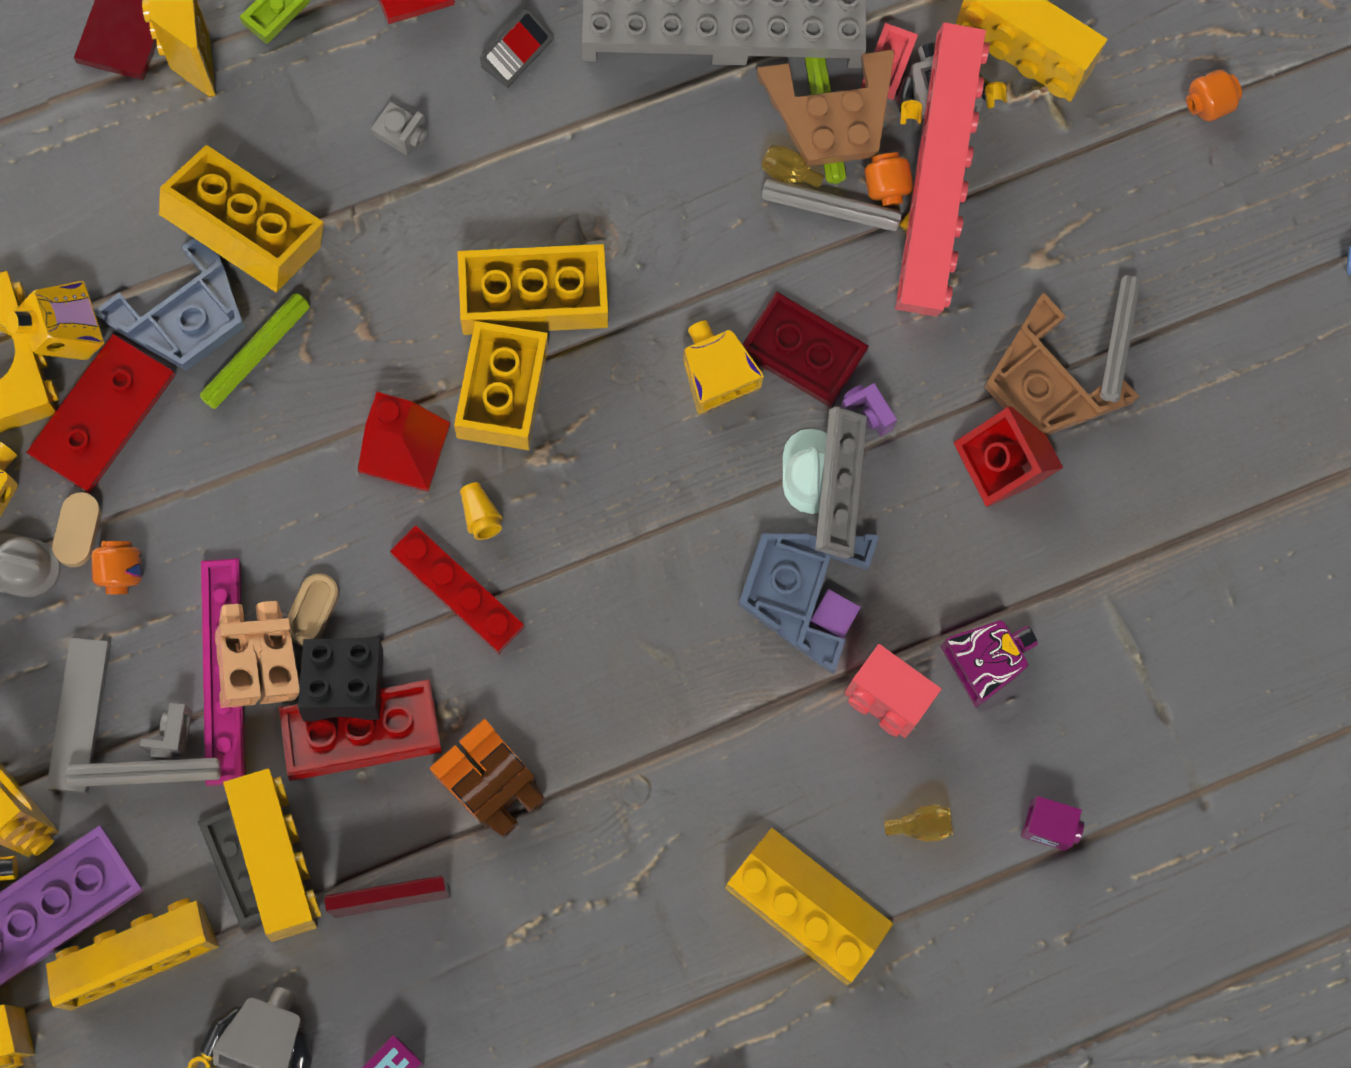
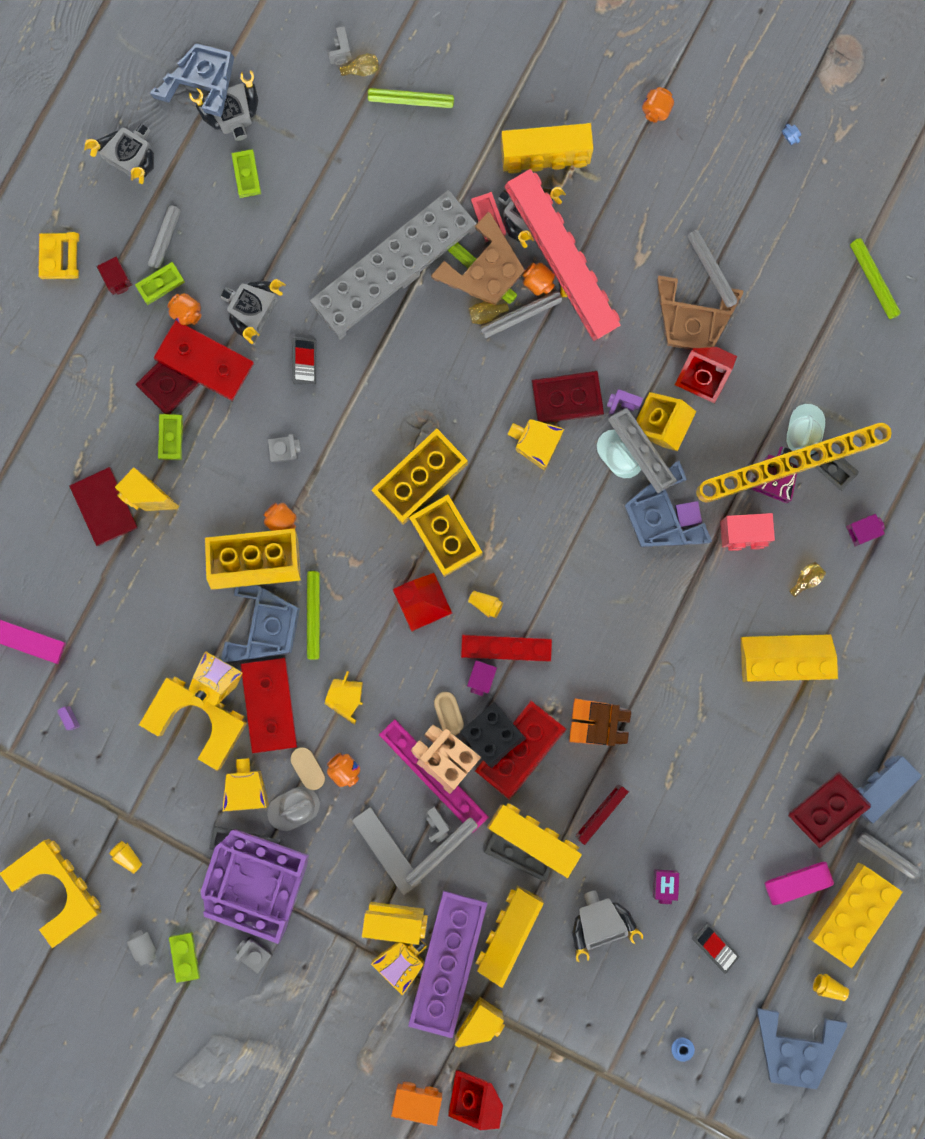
camera: 30 degrees left, 10 degrees up
(202, 480) = (344, 697): none -> yellow piece
(320, 199) = (279, 517): none -> orange head
(391, 597) = (481, 678): none -> magenta brick
(904, 473) = (665, 420): none -> yellow slope
(1043, 651) = (801, 455): none -> yellow beam
(1077, 710) = (838, 472): none -> dark grey slope
(1078, 635) = (805, 427): none -> light aqua piece
(1325, 520) = (875, 278): none -> lime axle

